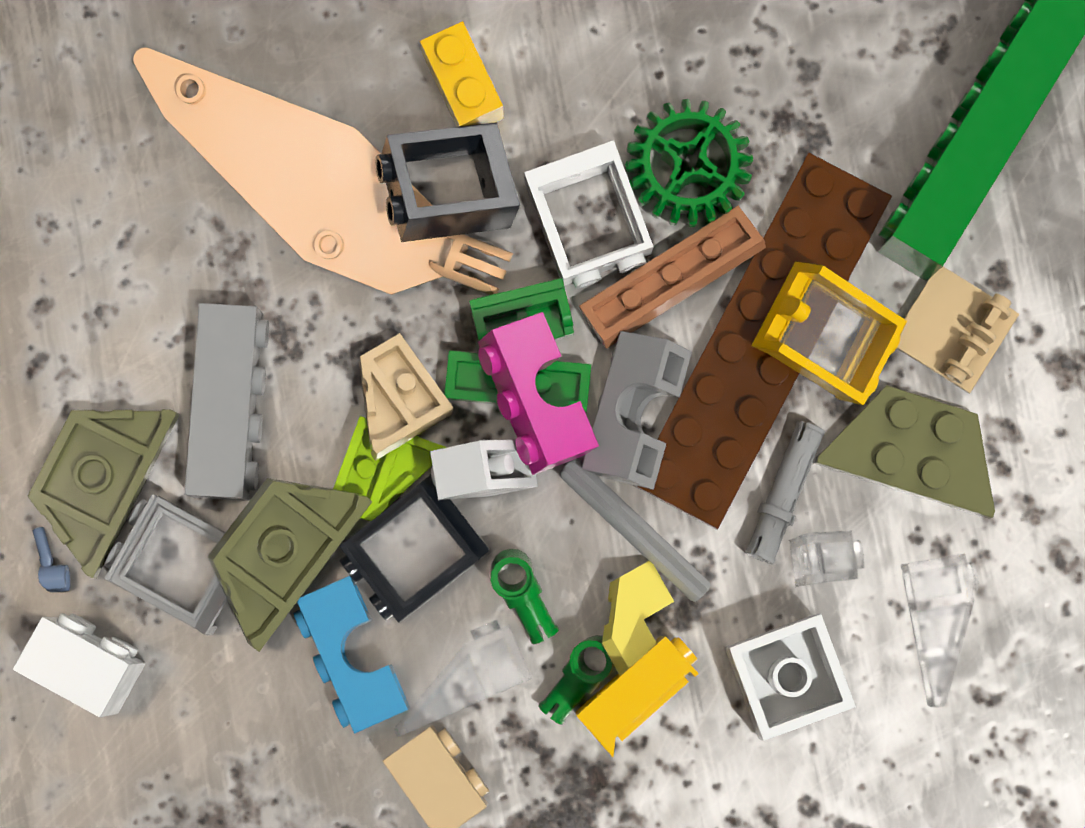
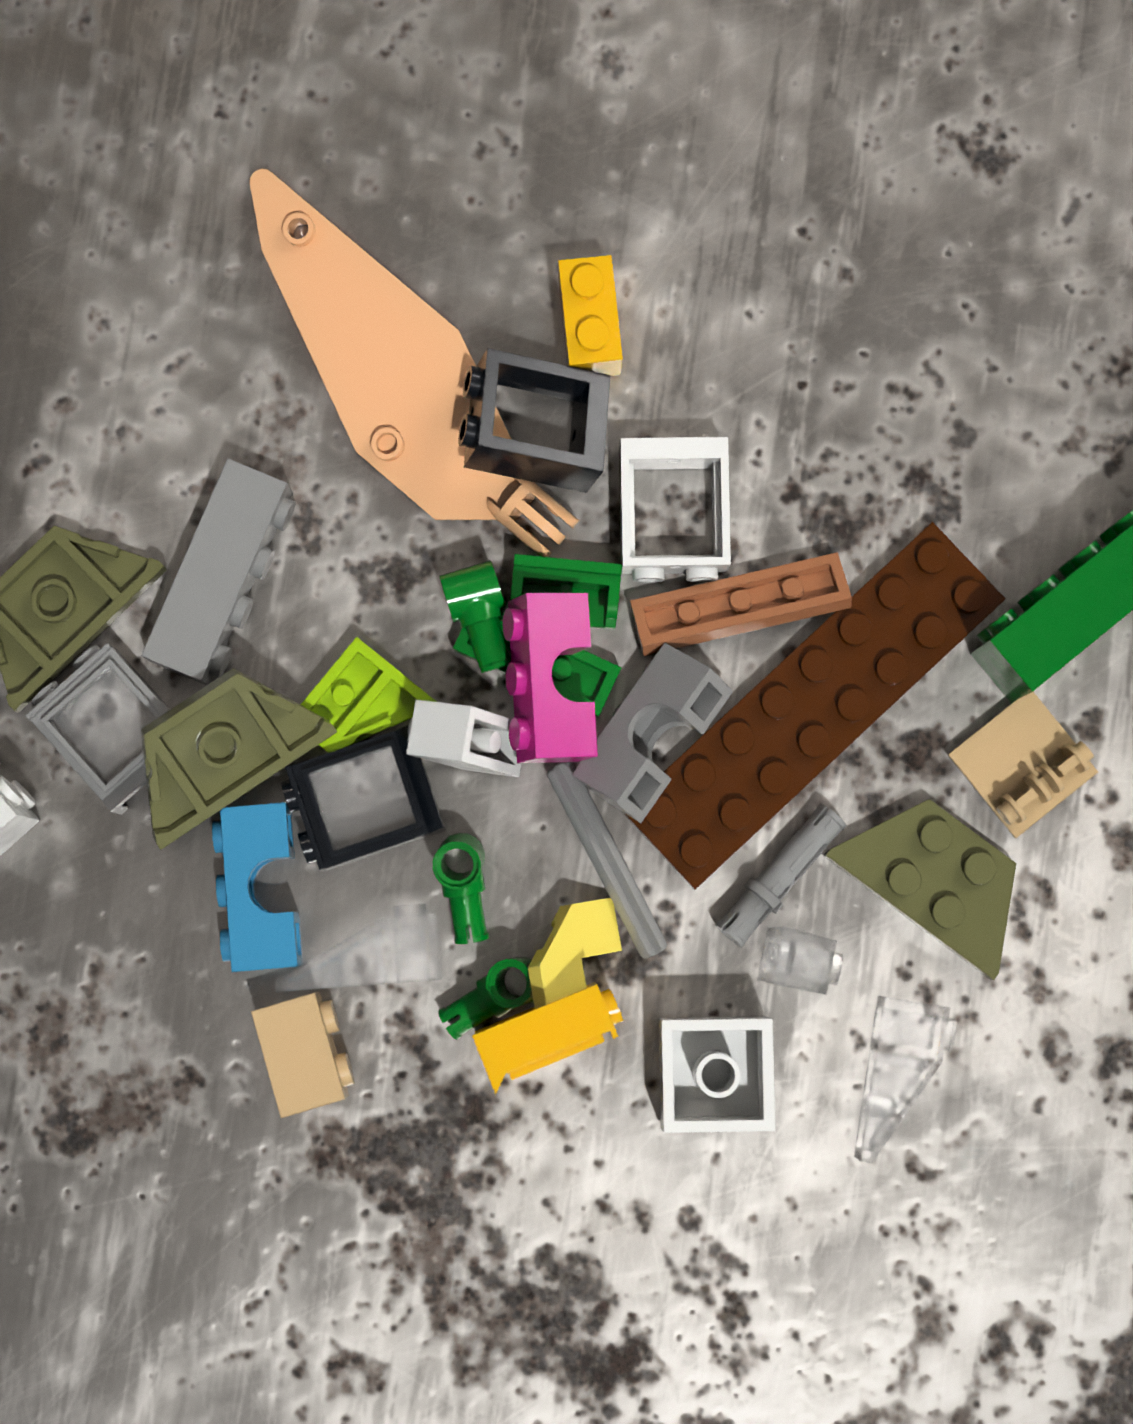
camera: 15 degrees right, 0 degrees up
(398, 396) = (404, 630): tan wing -> none
(451, 352) = (476, 603): none -> green pin
(671, 150) = (785, 471): green gear -> none
(830, 332) = (888, 721): window -> none

